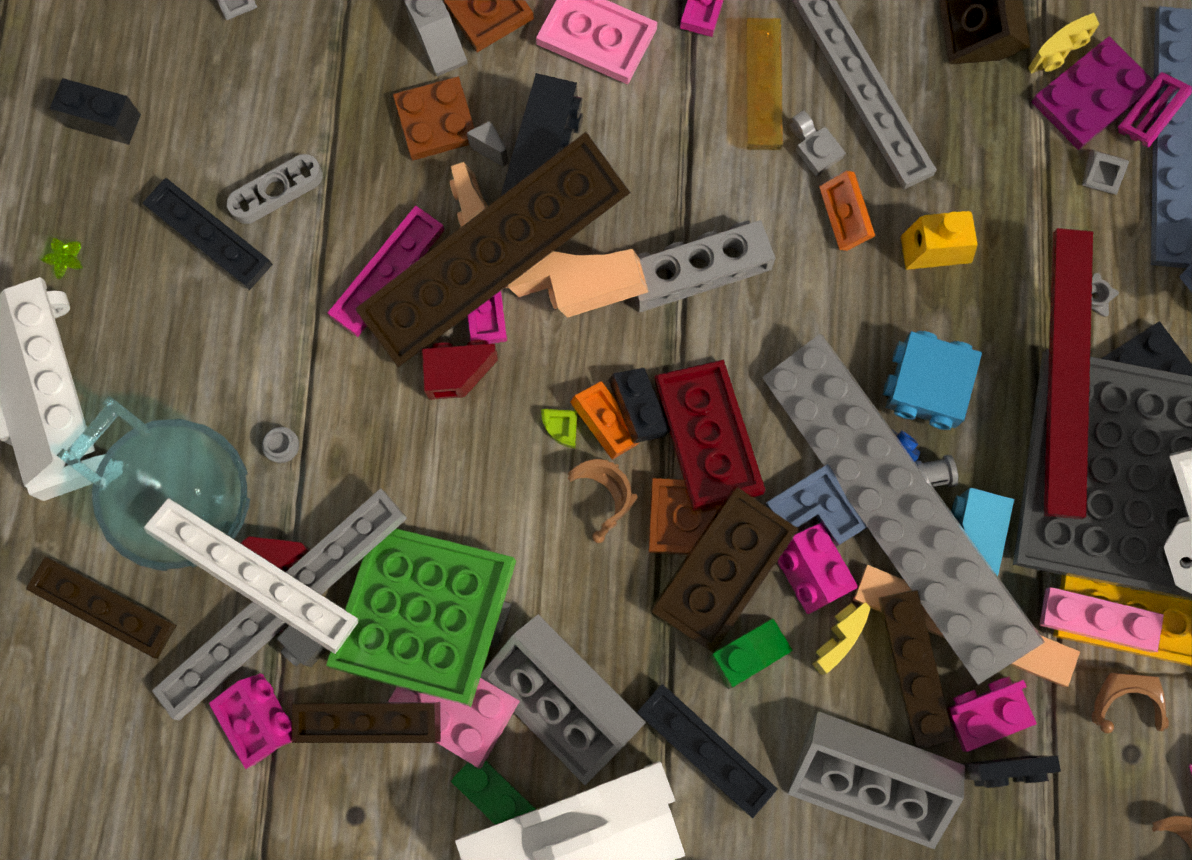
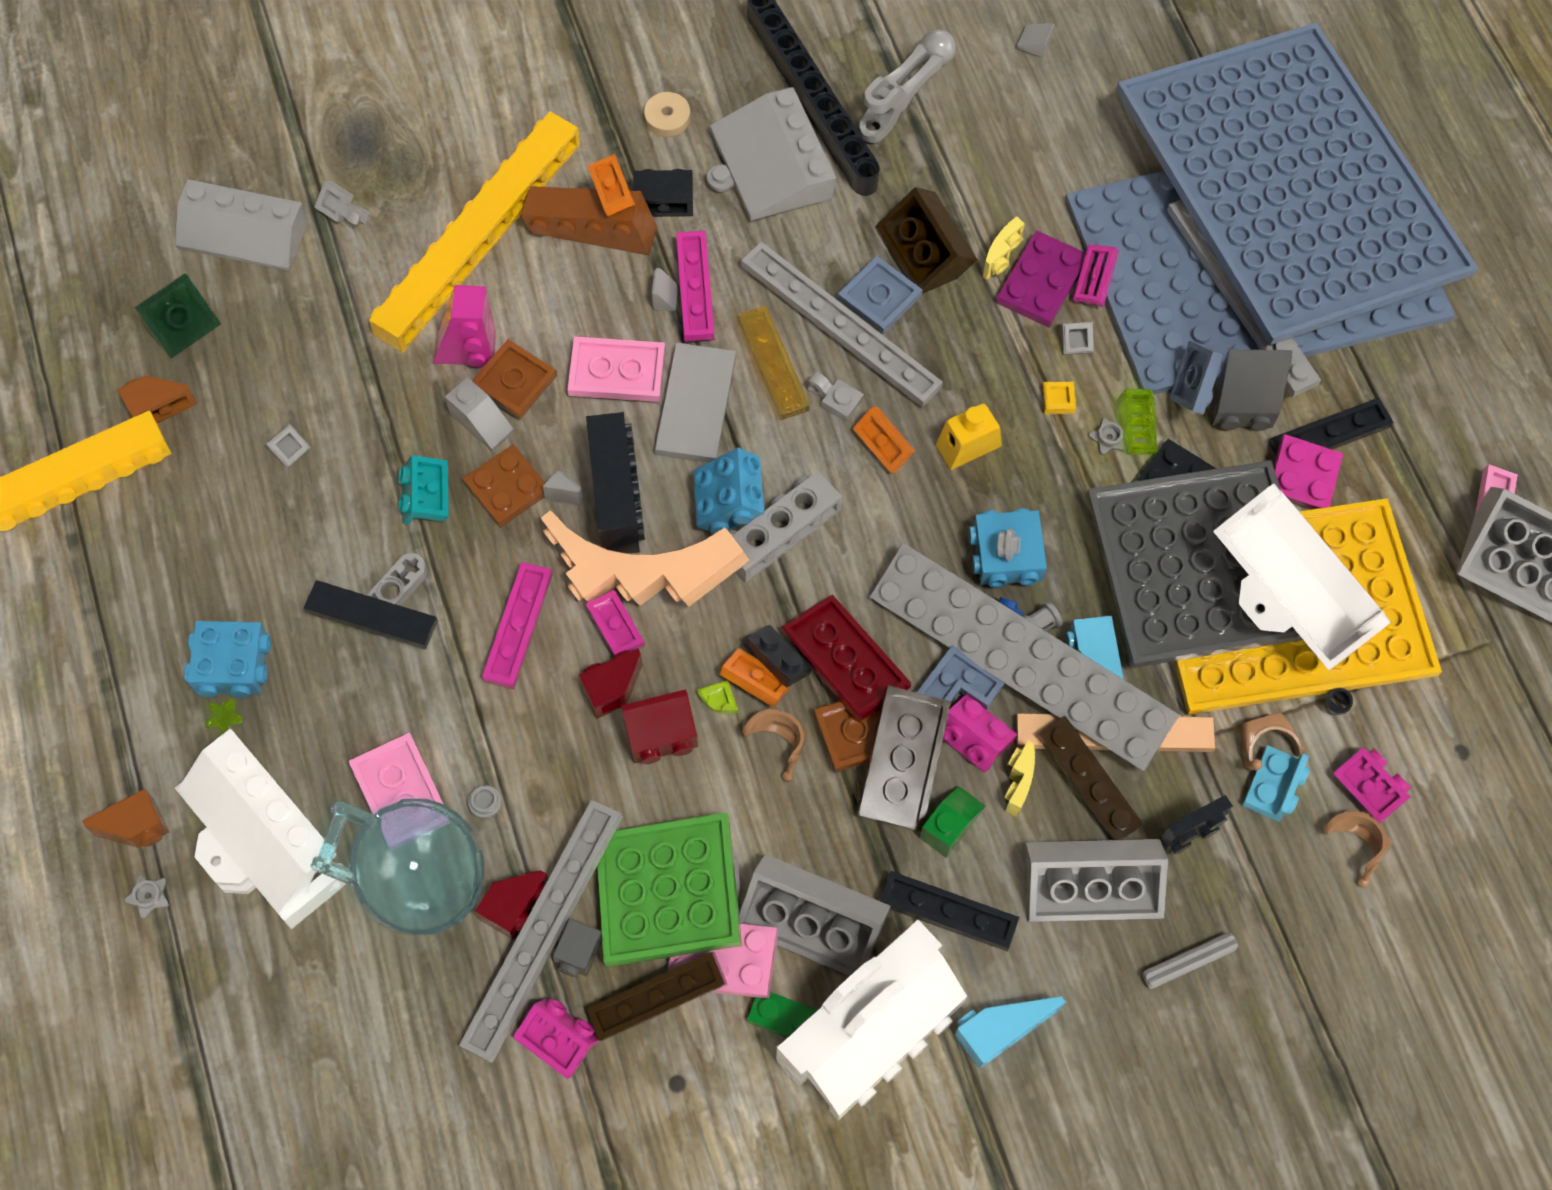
camera: 25 degrees left, 10 degrees down
(86, 199) = (227, 658): none -> dark azure brick
(95, 111) = (205, 582): black brick -> none
(101, 607) = (383, 995): dark brown plate -> none
(202, 388) = (393, 774): none -> bright pink plate
(207, 233) = (347, 650): black plate -> none
(242, 205) = (370, 614): none -> black tile
(251, 575) = (512, 909): white plate -> none
(350, 92) = (424, 489): none -> teal bracket
(483, 437) = (660, 727): none -> dark red slope
(493, 249) = (607, 572): dark brown plate -> none
(657, 209) = (728, 491): none -> dark azure brick
(665, 98) = (695, 402): none -> light grey tile
(908, 49) = (879, 294): none -> sand blue plate
(932, 379) = (1008, 544): none -> light grey plate
(990, 714) = (1163, 793): dark pink bracket -> none
(1049, 223) = (1059, 397): none -> yellow tile
(1069, 374) = (1113, 502): dark red tile -> none
(1101, 620) = (1218, 684): bright pink plate -> none
(1119, 756) = (1275, 784): none -> medium azure bracket
(1142, 269) = (1138, 402): none -> clear neon green slope

